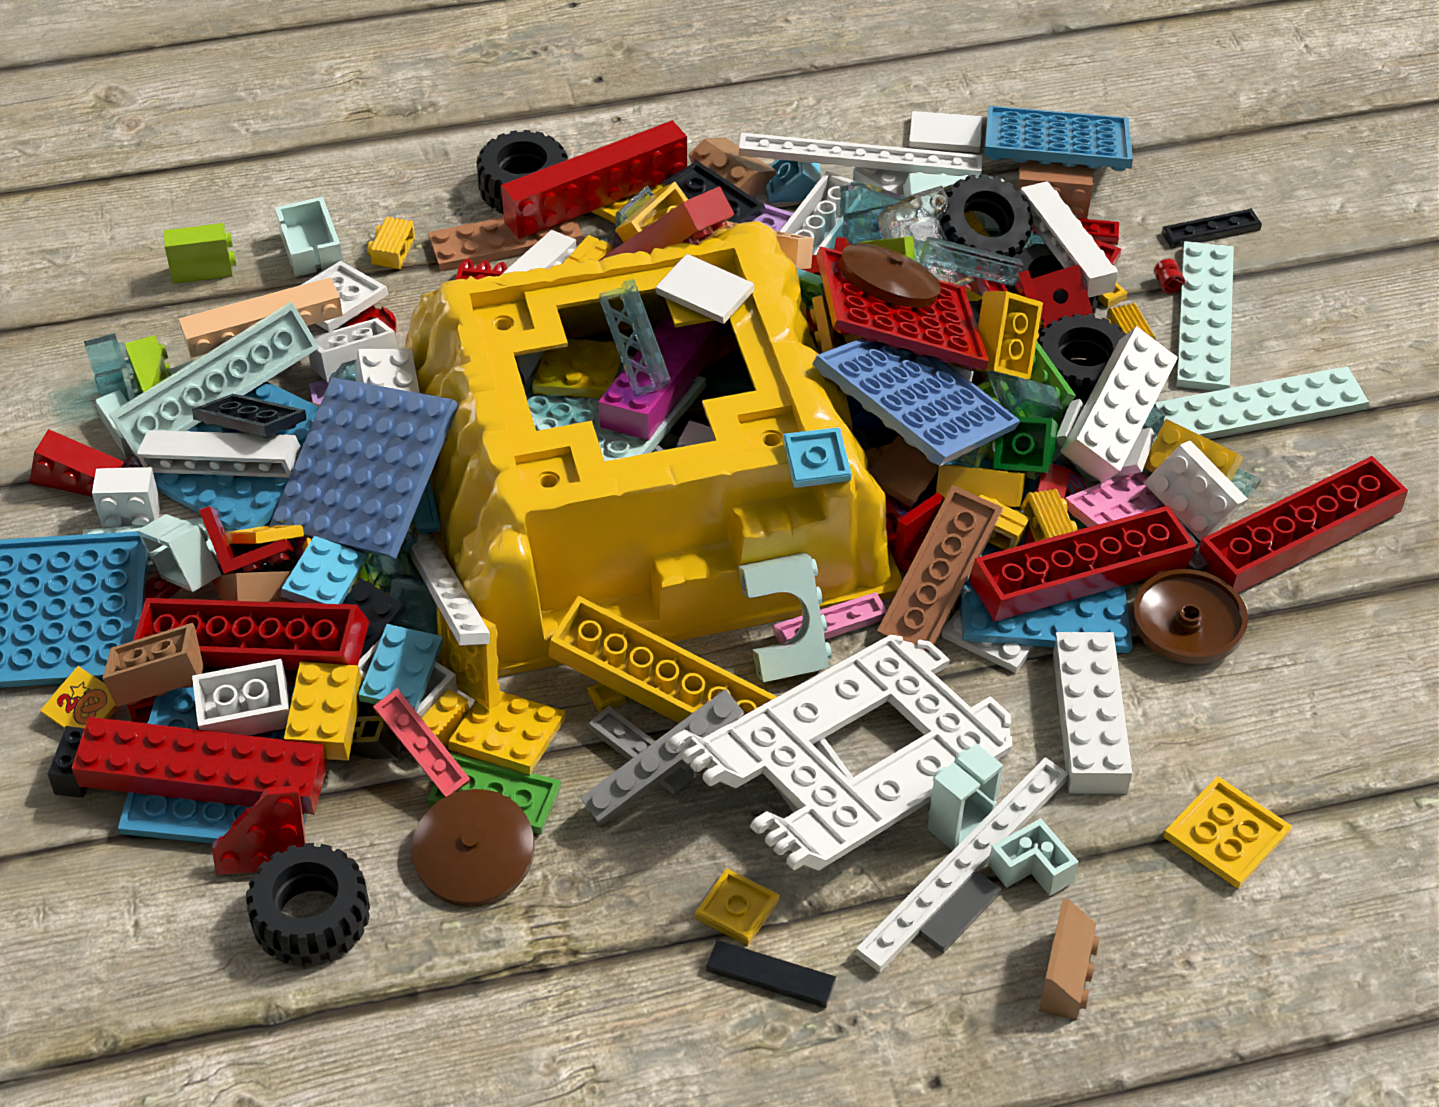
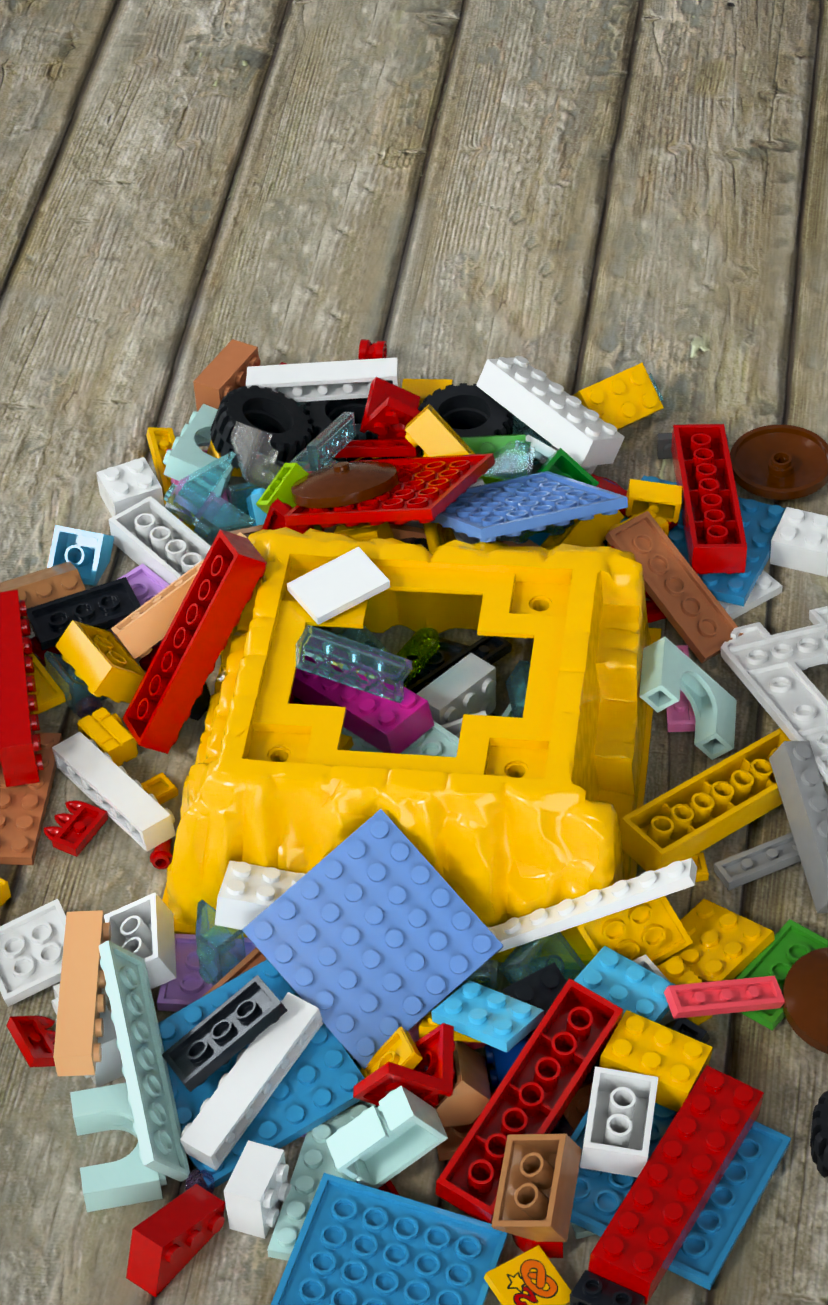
camera: 65 degrees left, 5 degrees down
(109, 367) = (46, 1171): clear light blue brick -> none
(147, 362) = (79, 1135): lime slope -> none
(261, 832) = (786, 1148): red plate -> none
(816, 457) = (602, 567): medium azure tile -> none
(859, 155) = (110, 487): white plate -> none
(945, 132) = (81, 436): white tile -> none
(1058, 138) = (165, 355): dark azure plate -> none
(1113, 500) = (640, 461): bright pink plate -> none
(1195, 490) = (657, 405): white brick -> none
(1205, 317) = (417, 344): light aqua plate -> none
(1211, 228) = (322, 311): black tile -> none
(1267, 403) = (559, 334): light aqua plate -> none
(1303, 524) = (712, 364): red brick -> none

